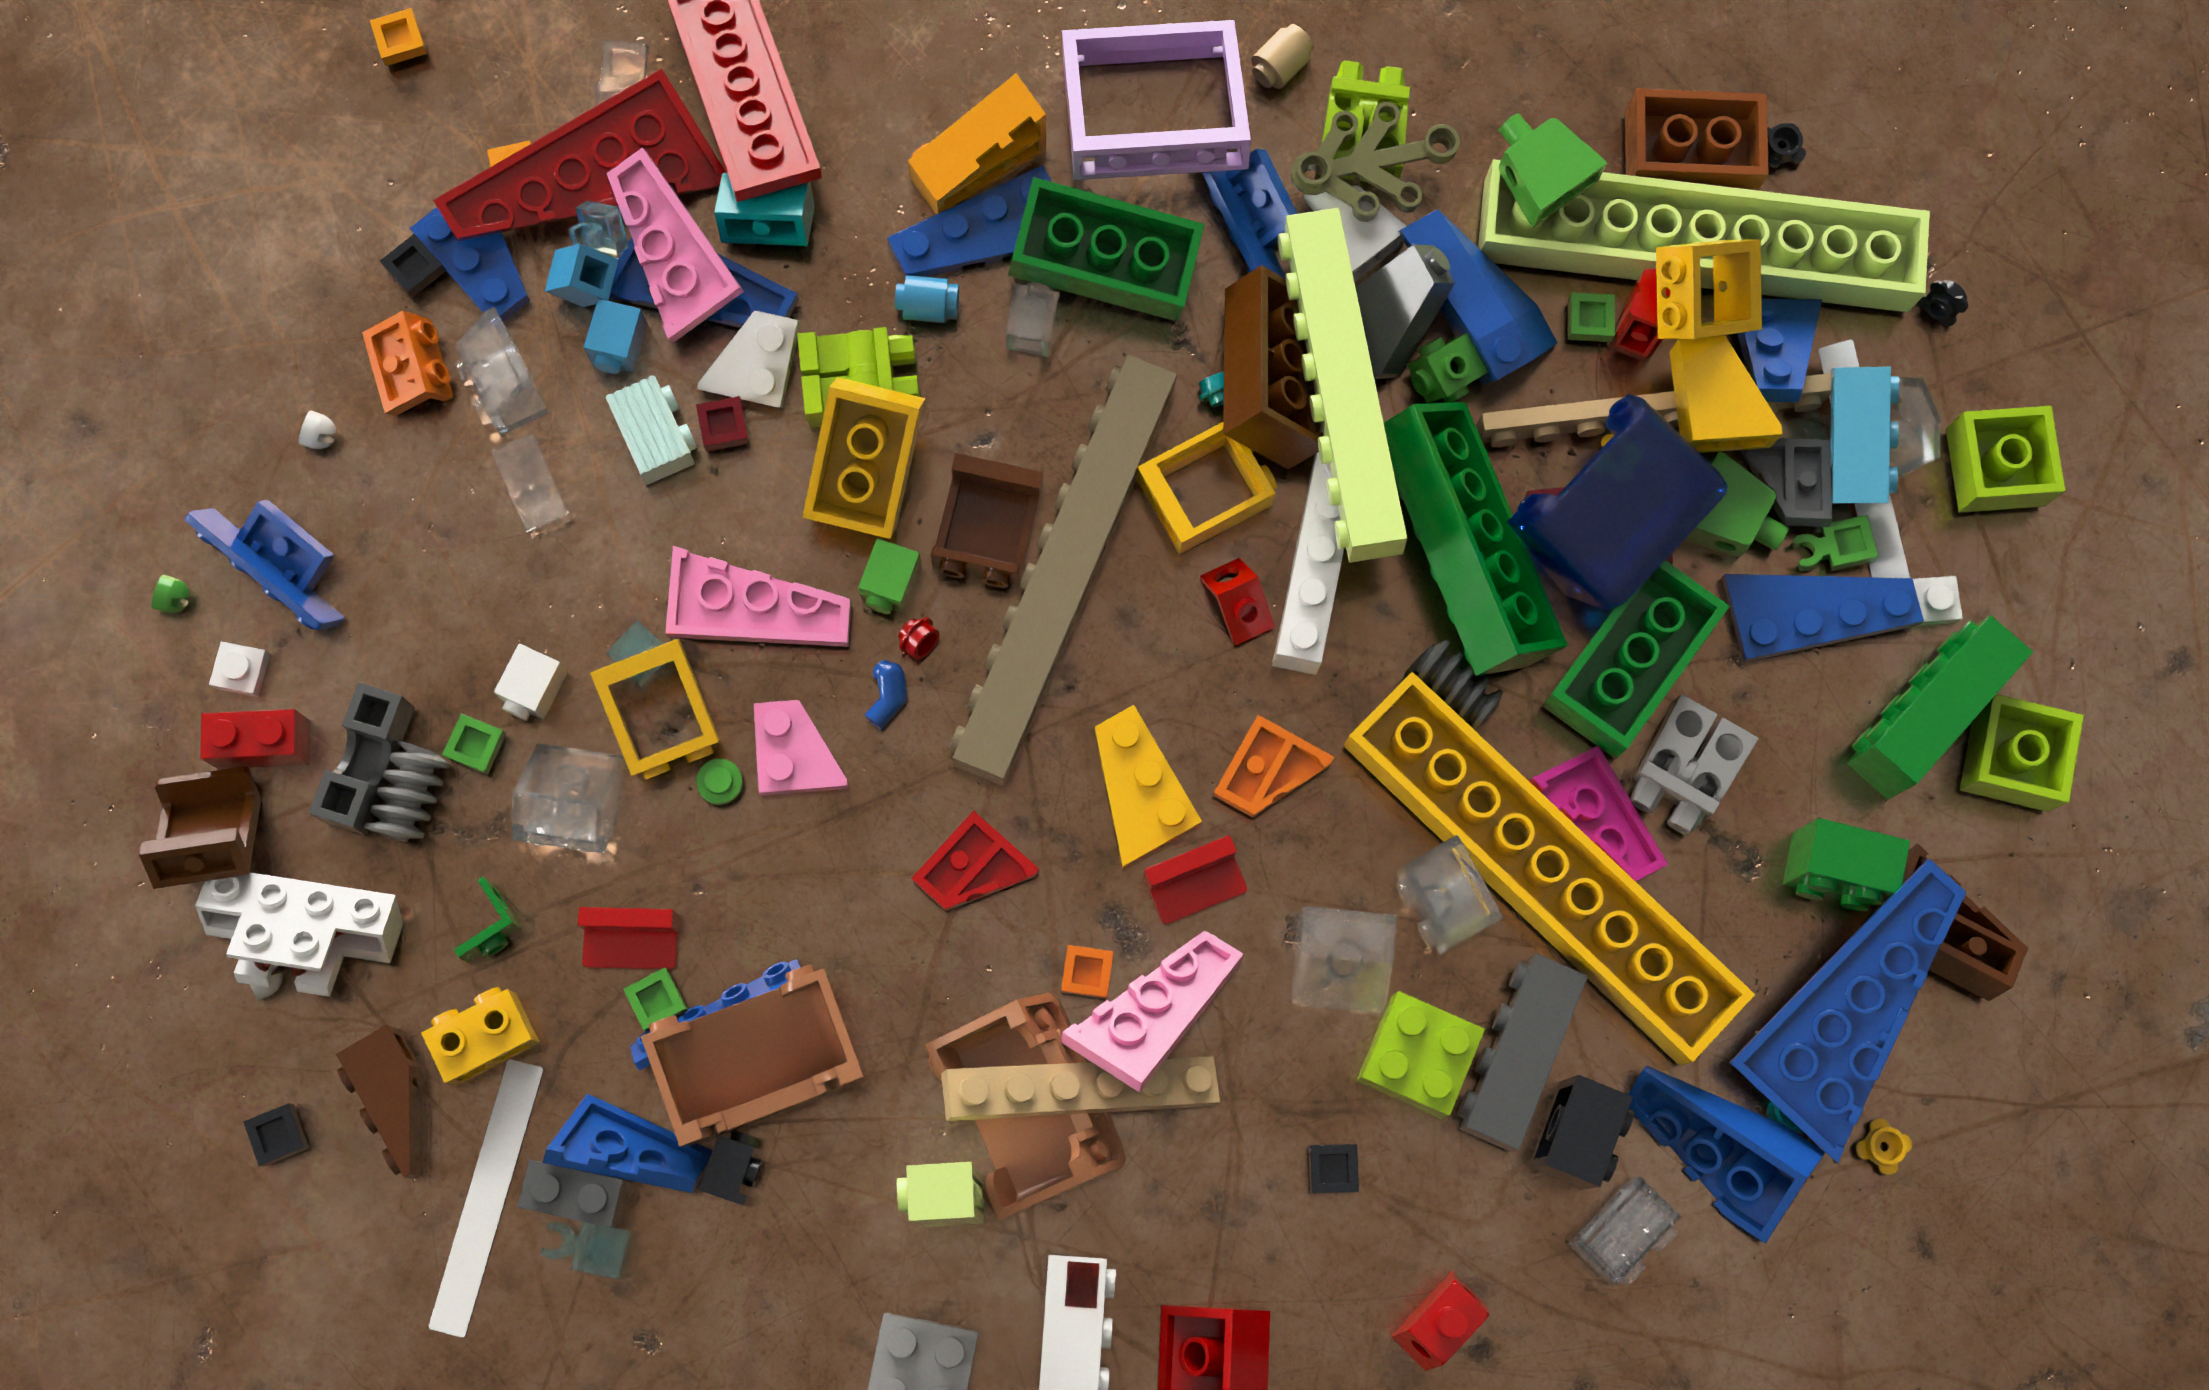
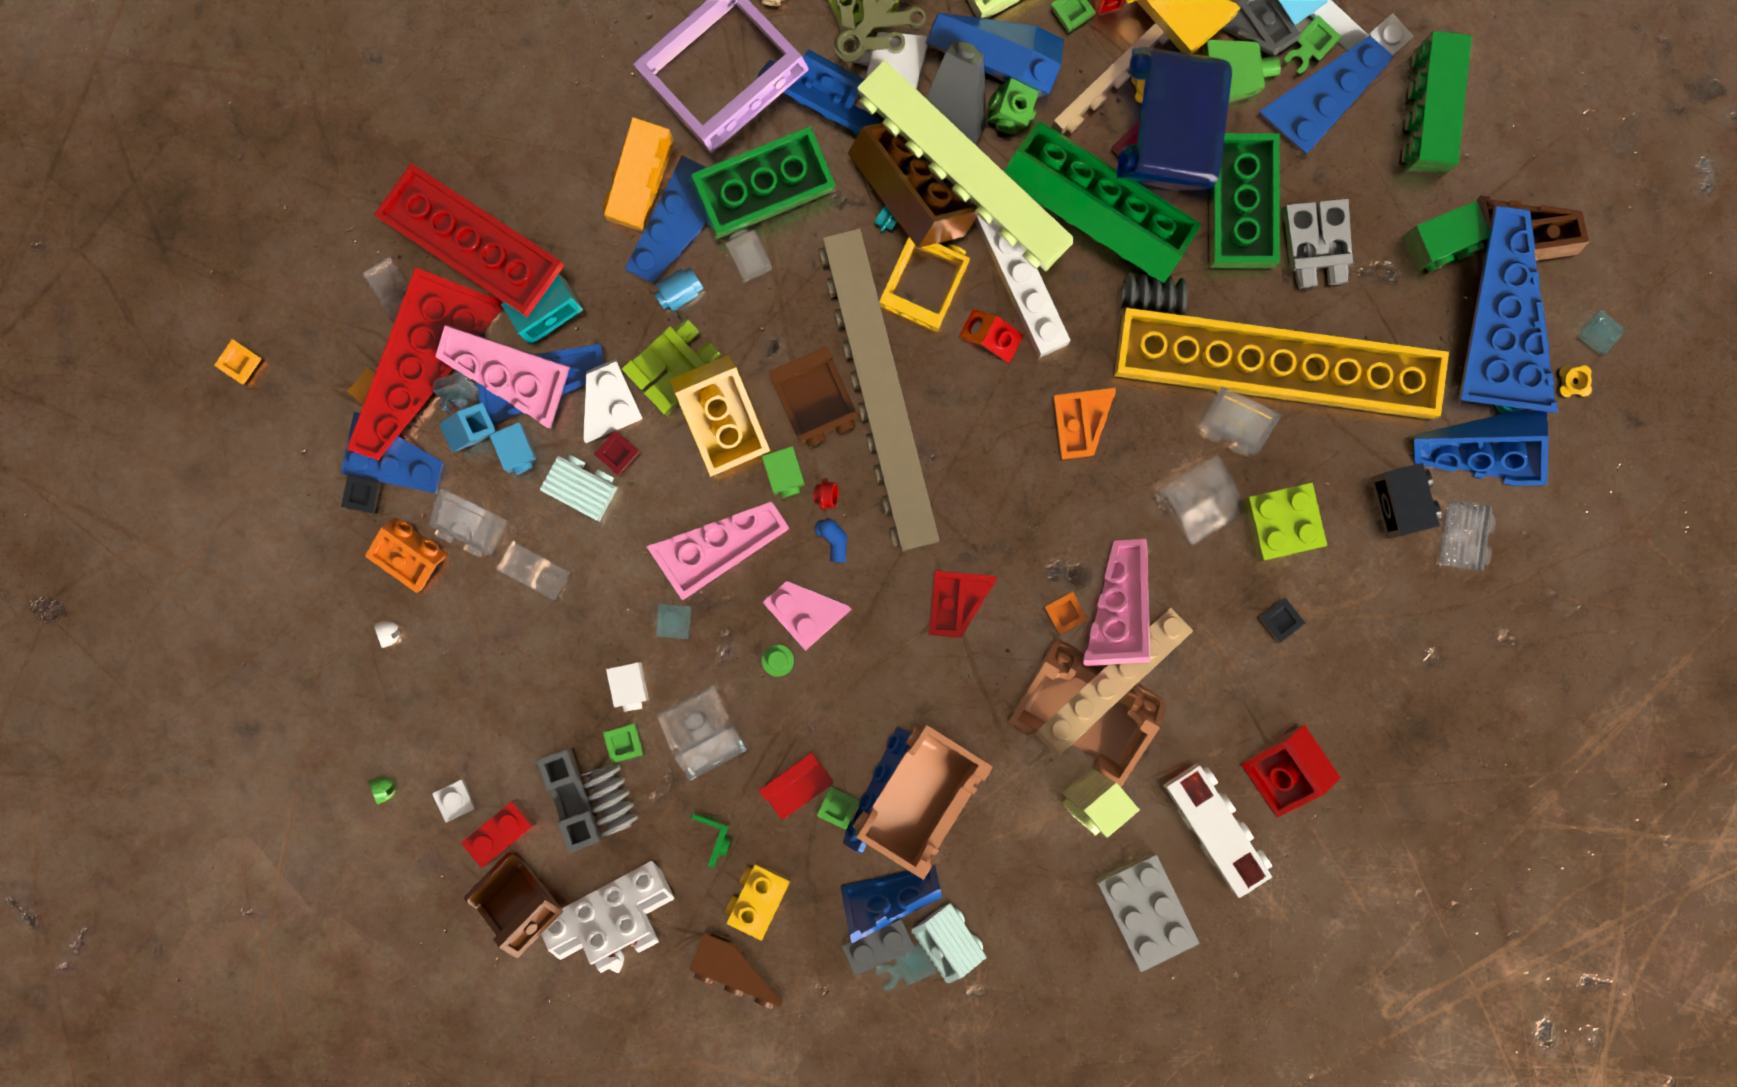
camera: 30 degrees left, 10 degrees up
(276, 556) = (423, 722): blue bracket -> none
(276, 1135) = (688, 1036): black plate -> none
(485, 1198) = (828, 982): white sticker -> none
(657, 762) = (684, 630): yellow window -> none
(658, 1254) = (949, 943): none -> light aqua brick
(732, 1168) = (953, 867): black brick -> none
(1141, 788) = (1017, 485): yellow wing -> none
(1195, 880) = (1088, 516): red panel -> none
(1441, 1323) = (1402, 660): red torso -> none
(1522, 1052) = (1340, 478): dark grey brick -> none
(1599, 806) = (1288, 307): dark pink wing -> none
(1954, 1113) = (1601, 332): none -> clear light blue tile
(2022, 753) = (1503, 95): lime brick -> none

